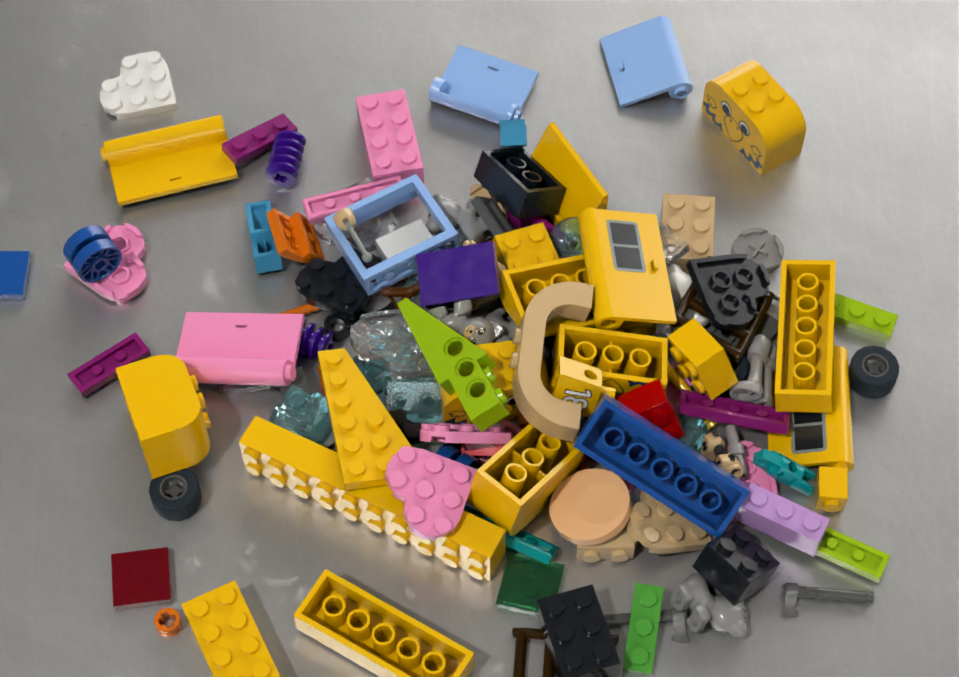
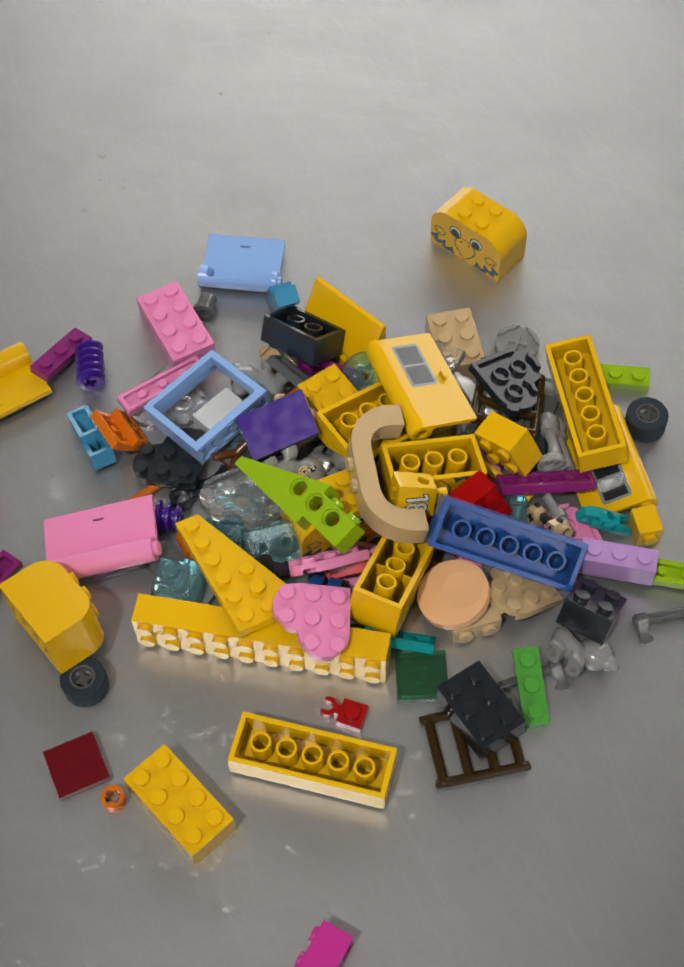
camera: 15 degrees left, 0 degrees up
(346, 221) = (164, 404): hinge -> none
(427, 126) = (205, 308): none -> dark grey bush
(439, 604) = (348, 715): none -> red plate
(650, 62) = (375, 209): light blue door -> none

